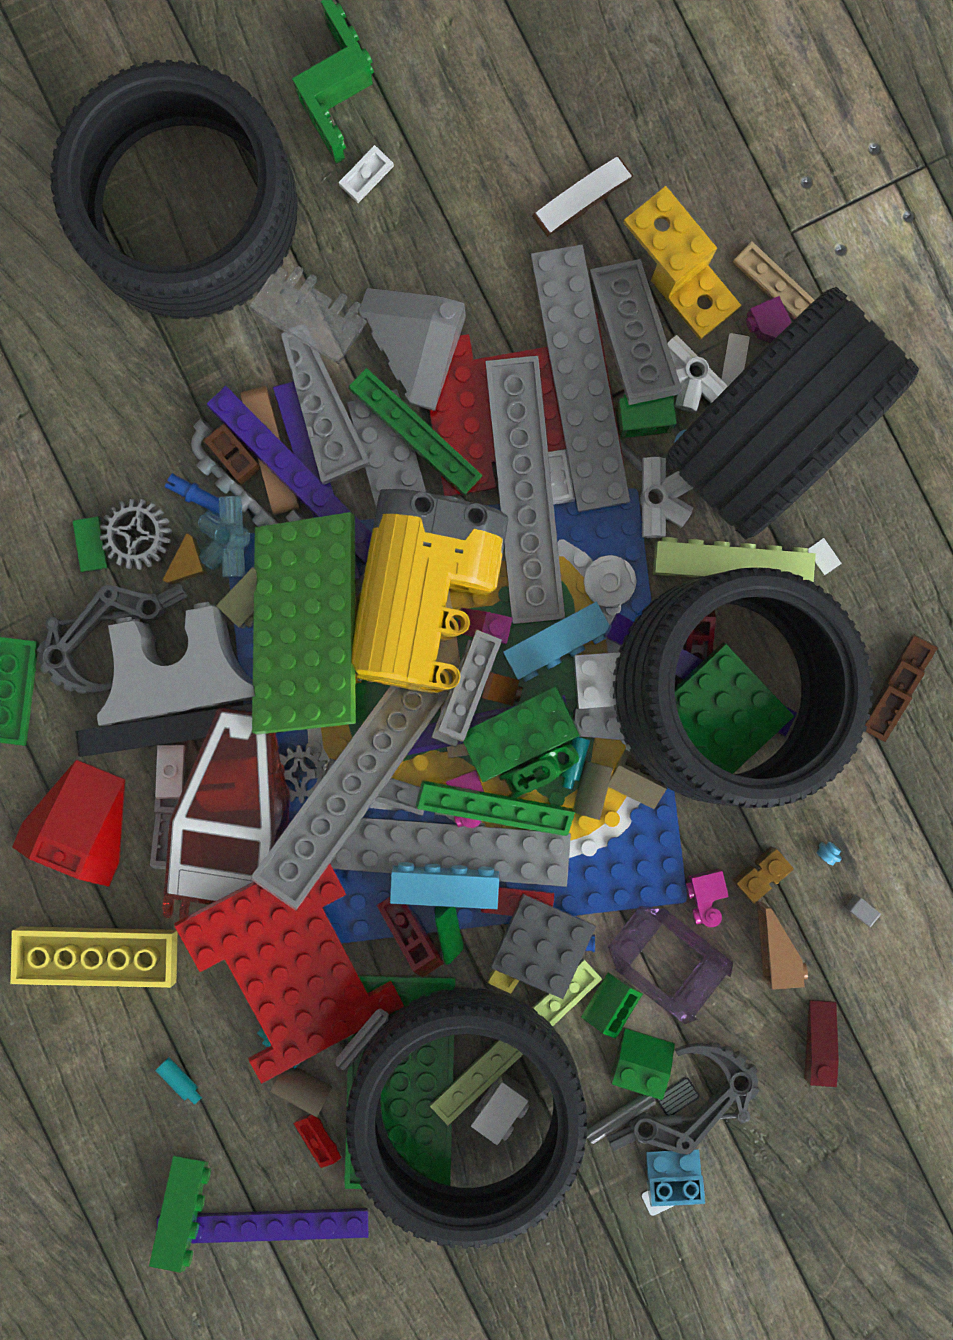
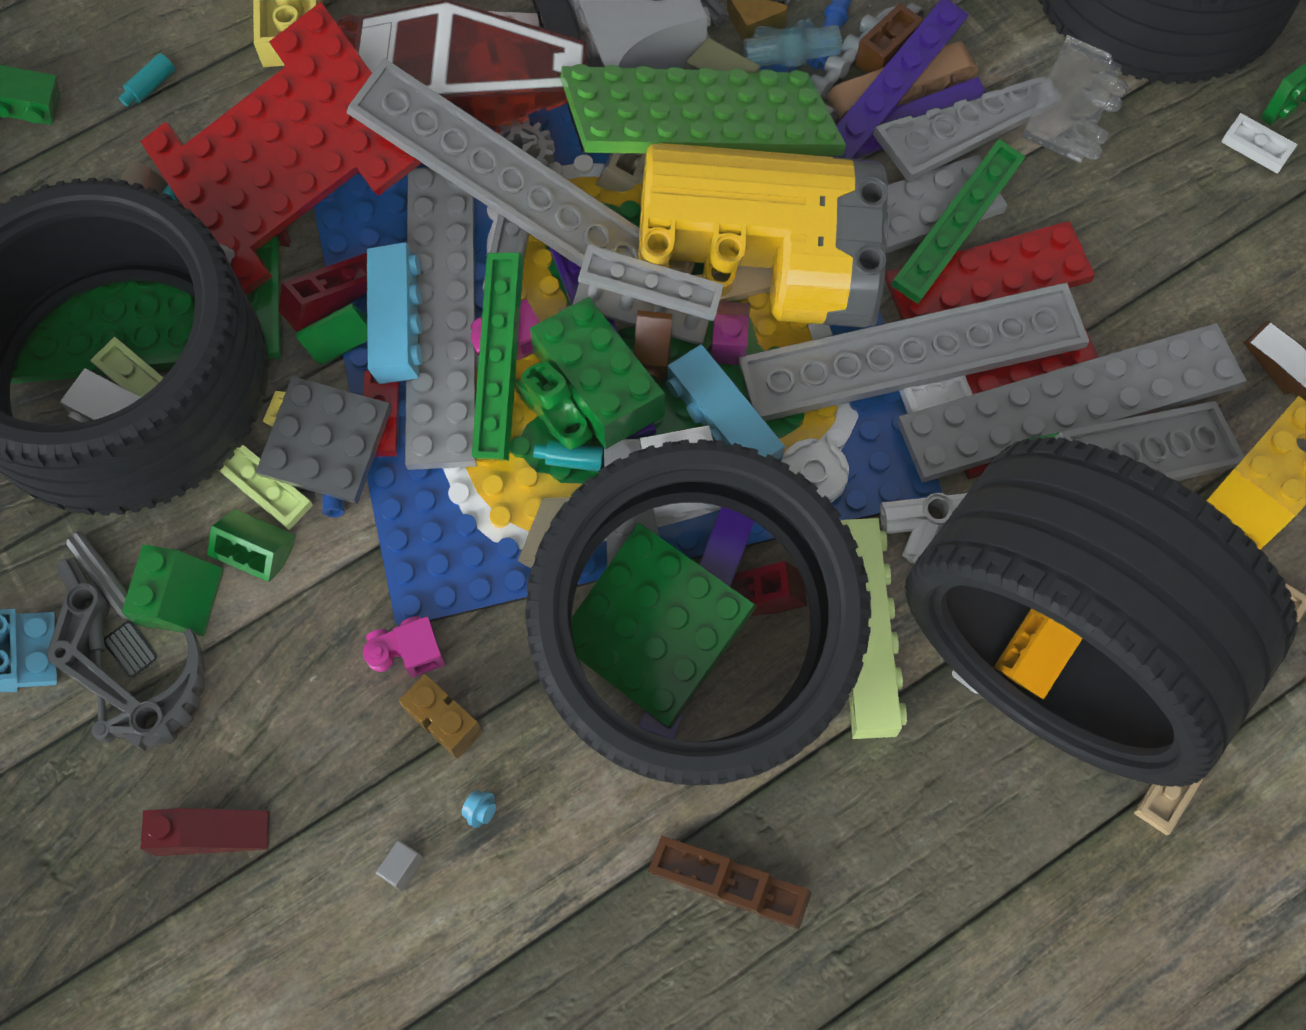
camera: 80 degrees right, 20 degrees down
(418, 338) = (1073, 215): light grey slope -> none
(592, 790) = (533, 480): dark tan brick -> none
(697, 986) = (288, 657): clear purple wedge -> none
(780, 960) = (332, 745): medium nougat slope -> none
(825, 556) = (899, 755): white sticker -> none

